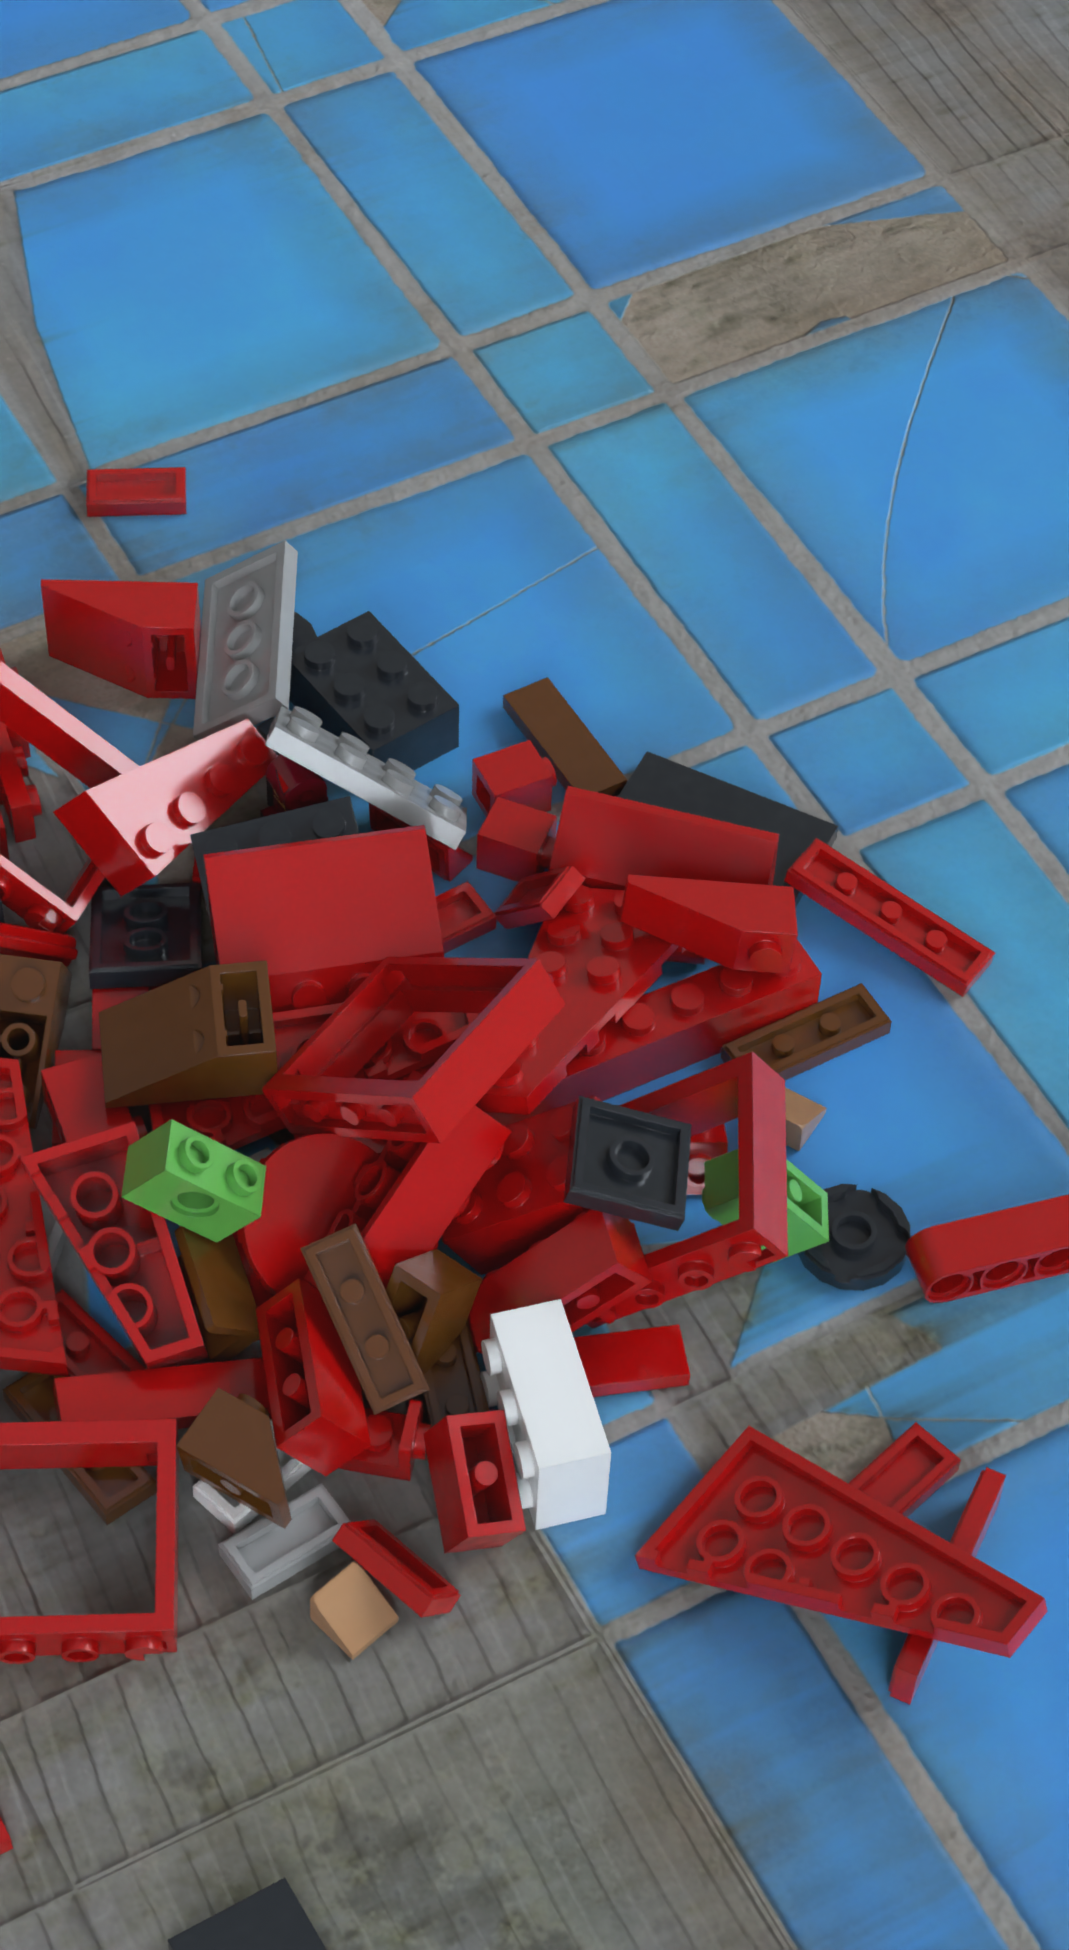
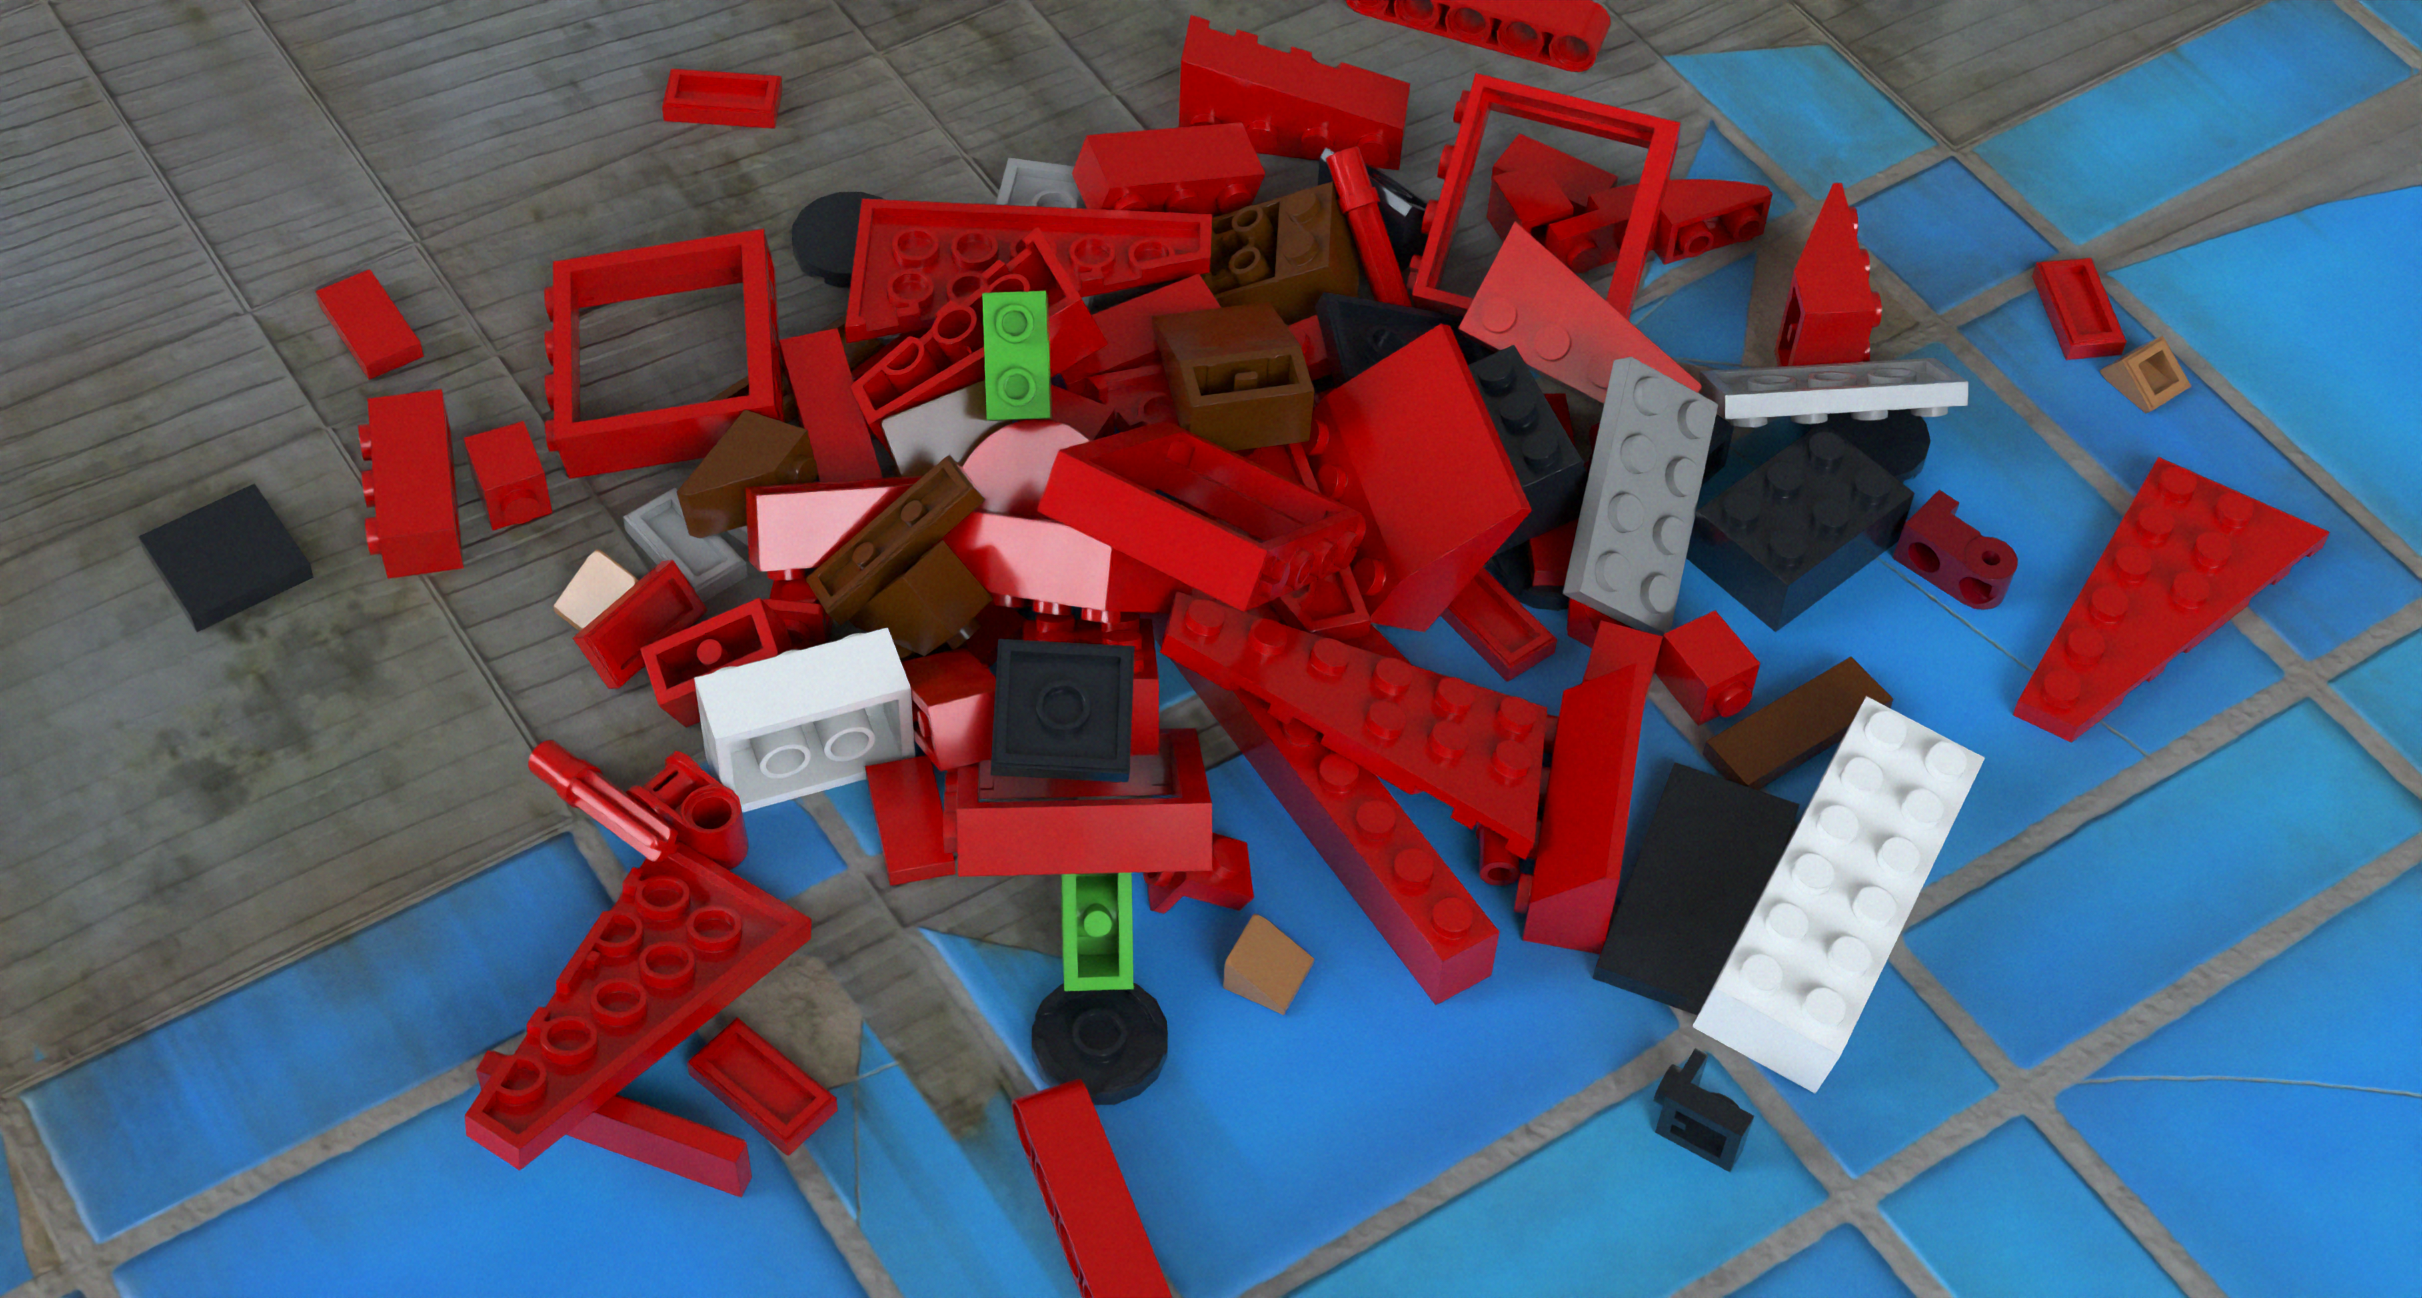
camera: 85 degrees right, 0 degrees up
(190, 1779) = (411, 484): none -> red brick
(194, 1689) = (508, 475): none -> red brick
(215, 466) = (2147, 375): none -> medium nougat slope
(409, 609) = (1956, 555): none -> dark red leg
(432, 493) = (2164, 584): none -> red wing
(539, 897) = (1514, 681): red tile -> none
(585, 1615) = (586, 788): none -> red axle
(612, 1532) = (699, 808): none -> red piece
(723, 921) = (1468, 845): red slope -> none
(743, 731) = (1839, 895): none -> white brick
(815, 1033) = (1387, 989): reddish brown tile -> none
(889, 917) = (1585, 1070): red tile -> none
(932, 857) = (1701, 1120): none -> black bracket

